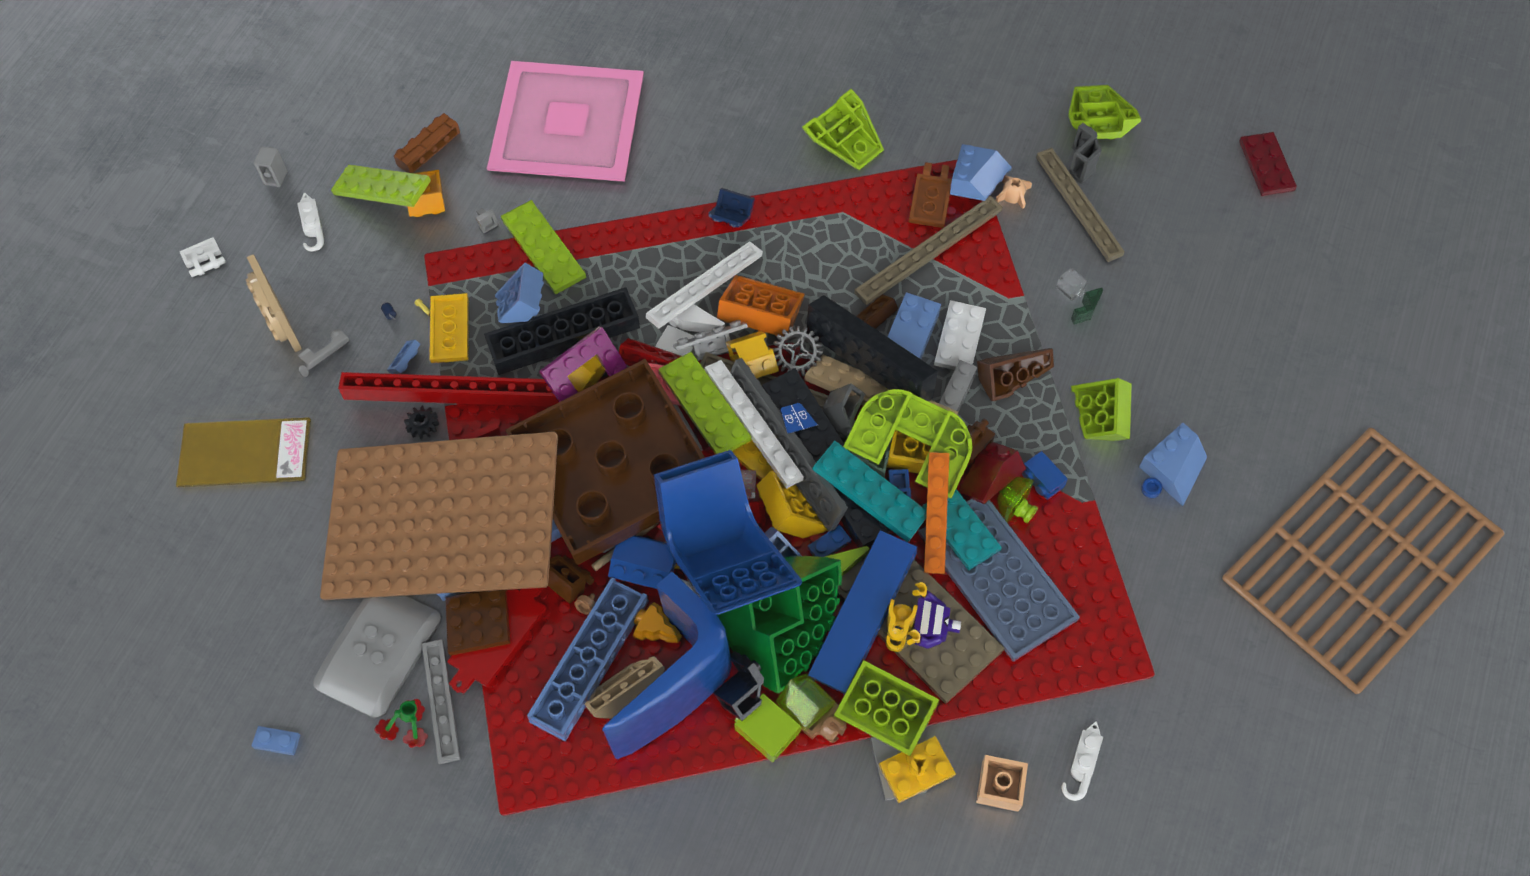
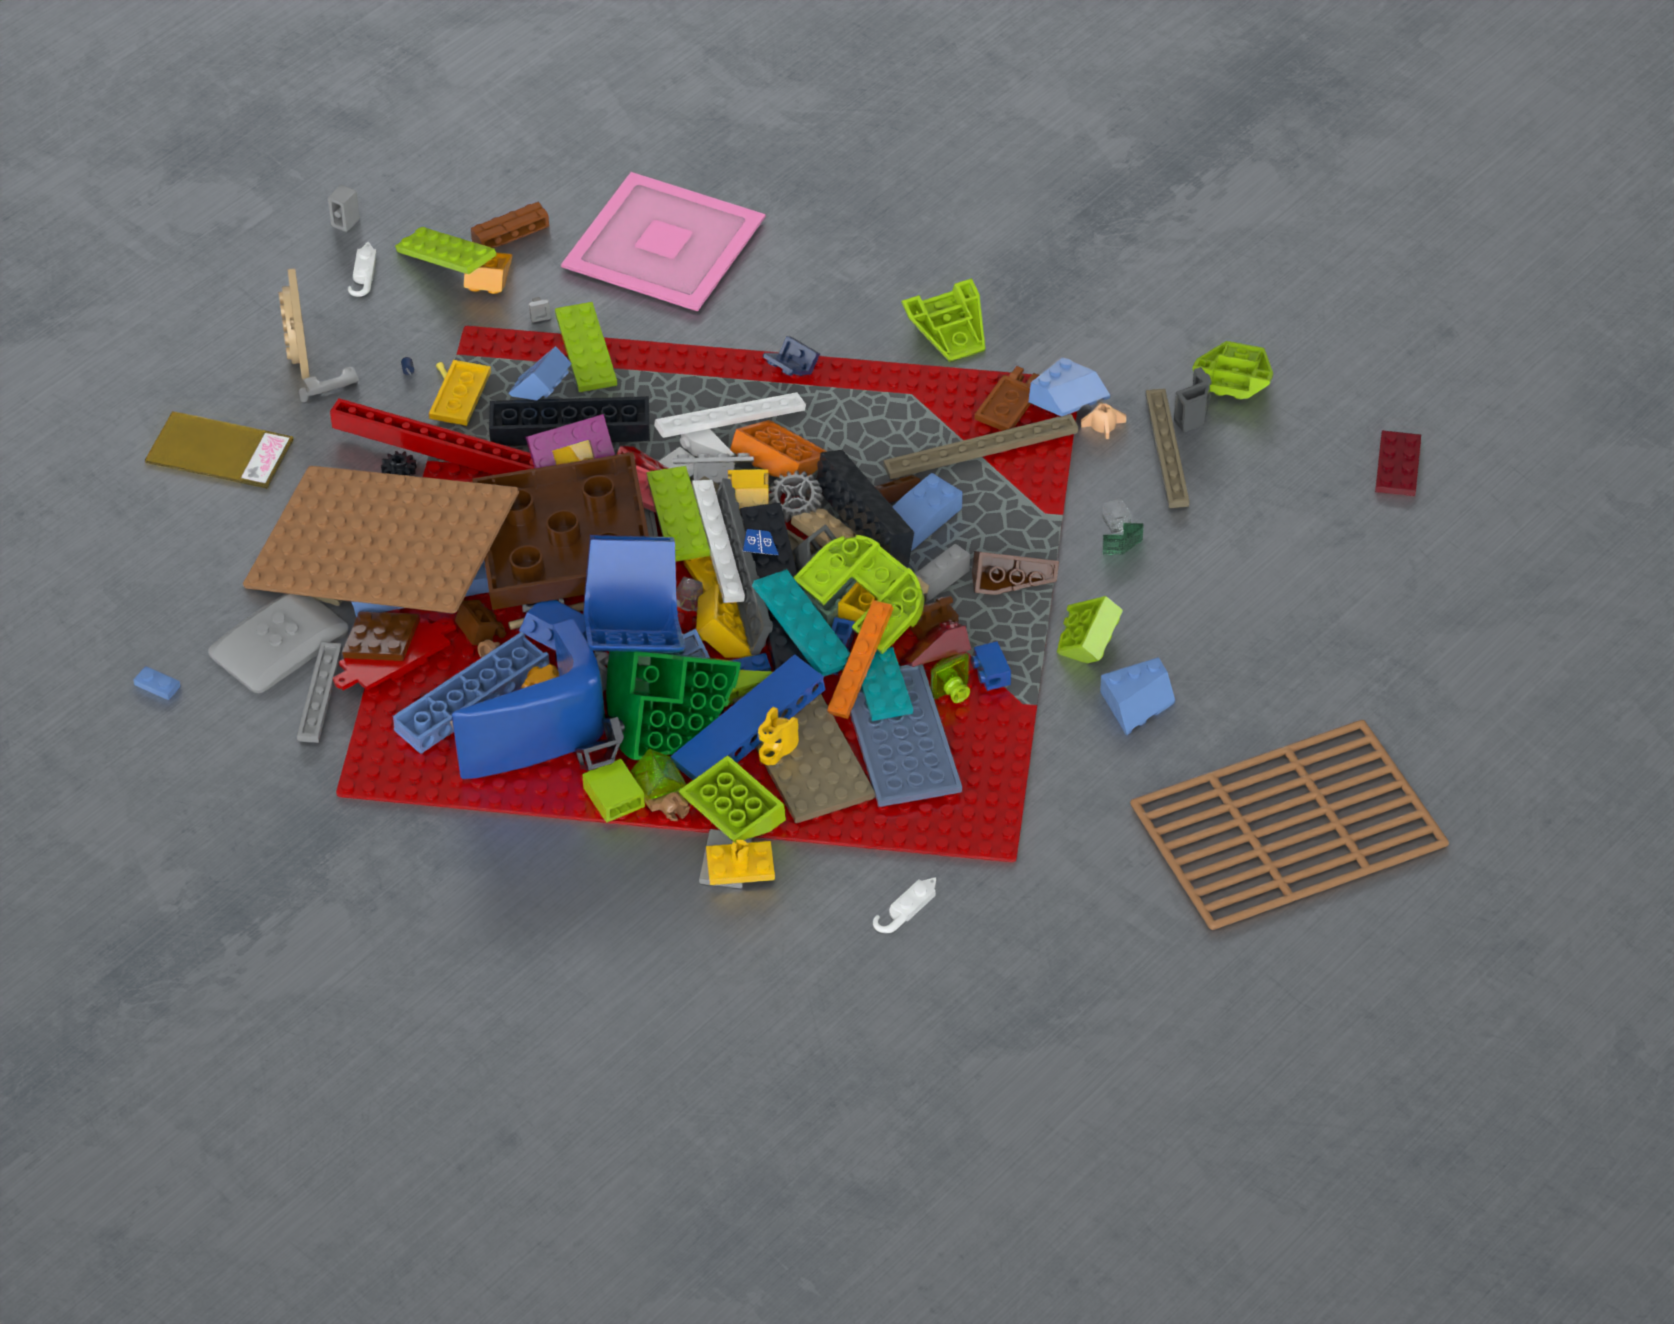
camera: 20 degrees right, 15 degrees down
(202, 252) = (245, 269): white plate -> none
(406, 353) = (410, 405): medium blue plate -> none
(411, 712) = (287, 689): plant -> none
(931, 620) = (810, 745): torso -> none
(959, 335) = (974, 527): white plate -> none
(1002, 783) = (814, 893): light nougat brick -> none
(1151, 488) = (1101, 710): blue tile -> none

